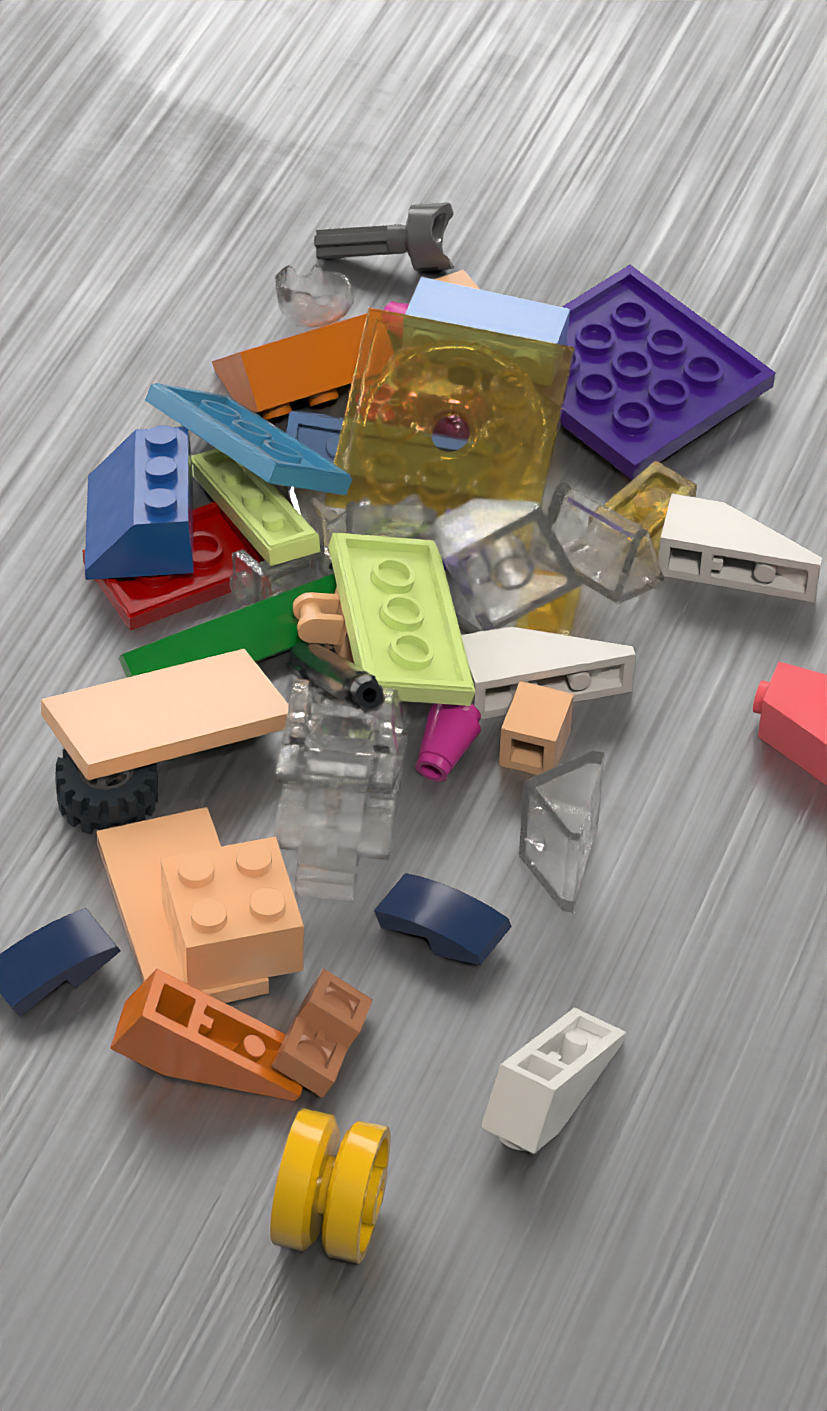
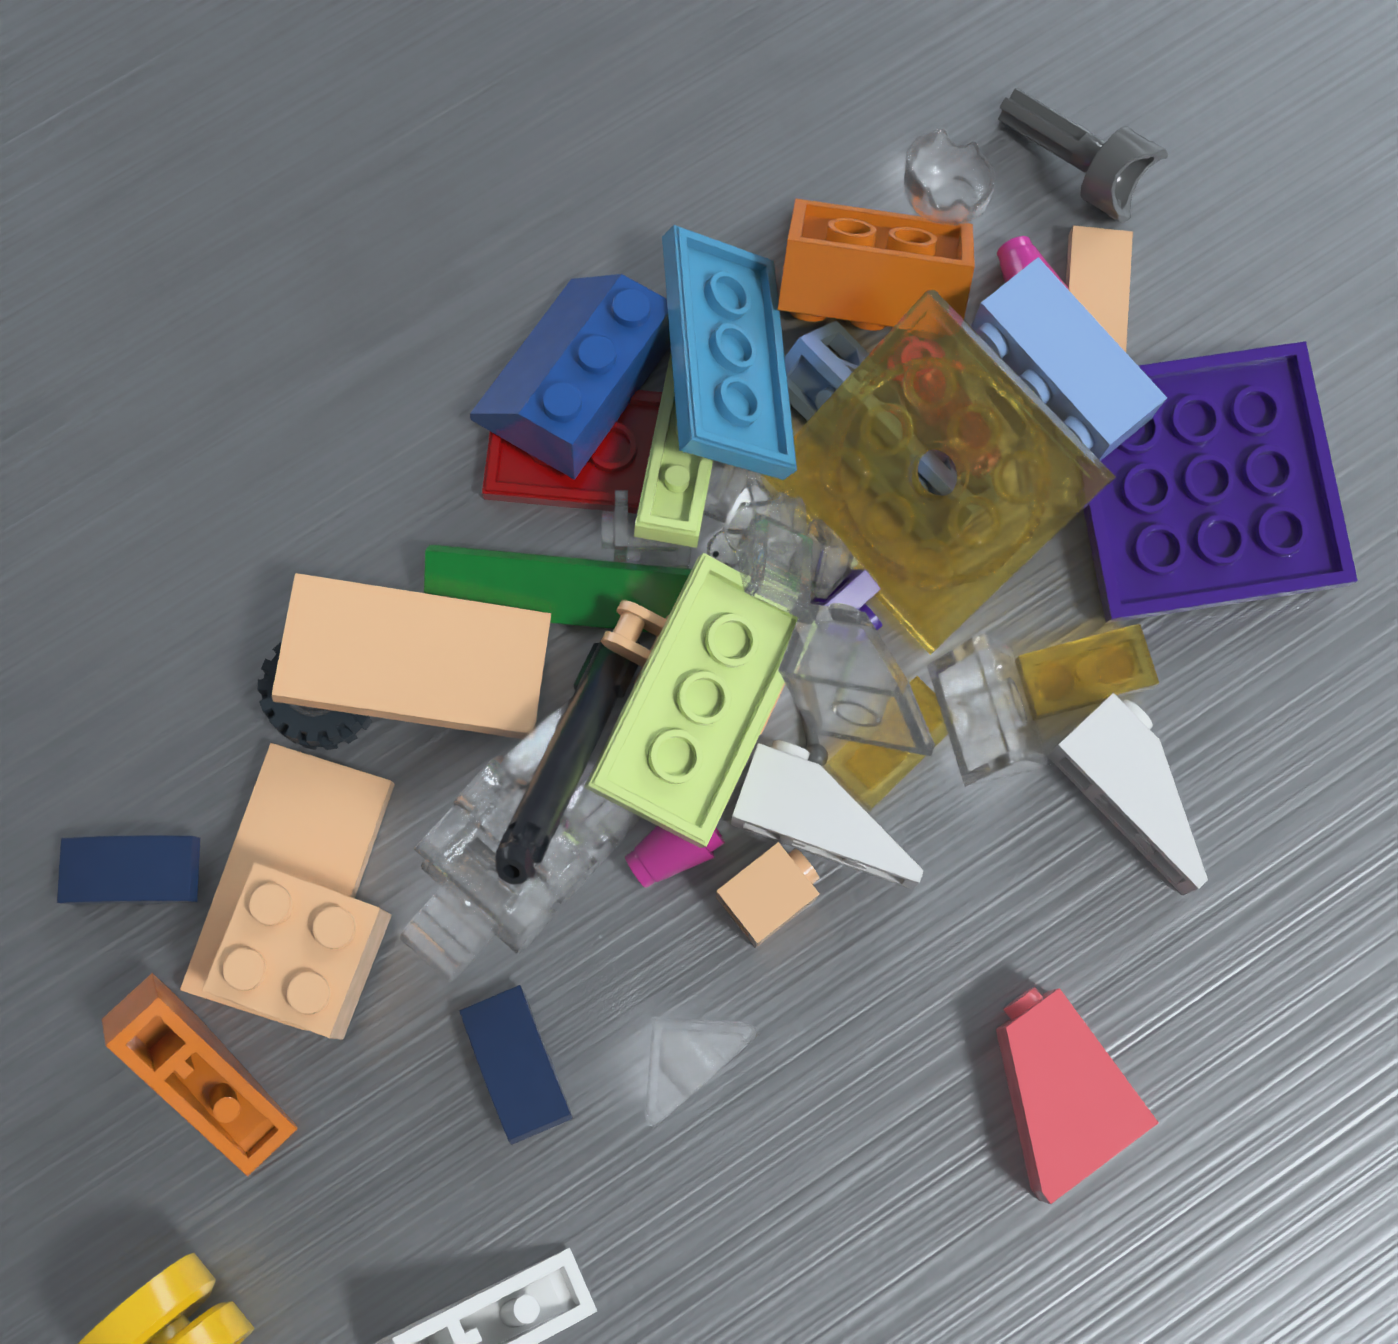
camera: 35 degrees right, 30 degrees up
(322, 1033) = (306, 1126): nougat slope -> none

